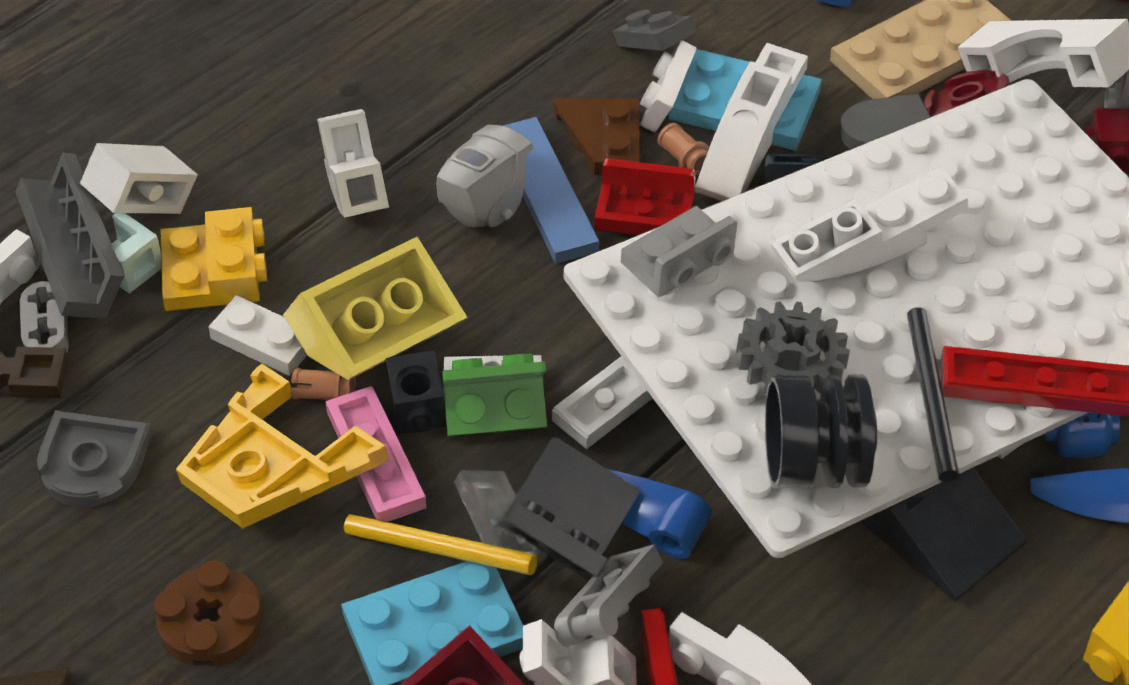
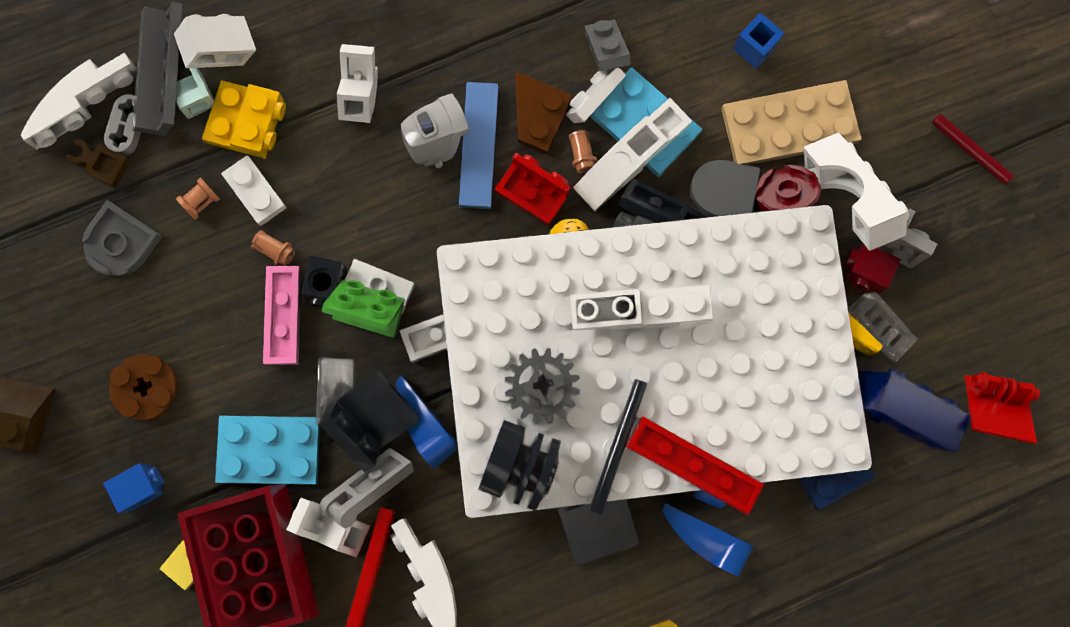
camera: 20 degrees right, 30 degrees up
(188, 363) = (197, 198): none -> nougat bush
(256, 470) = (203, 296): yellow wing -> none
(374, 310) = (321, 215): light yellow slope -> none
(441, 544) = (290, 402): yellow bar -> none
(680, 250) = (512, 271): light grey bracket -> none

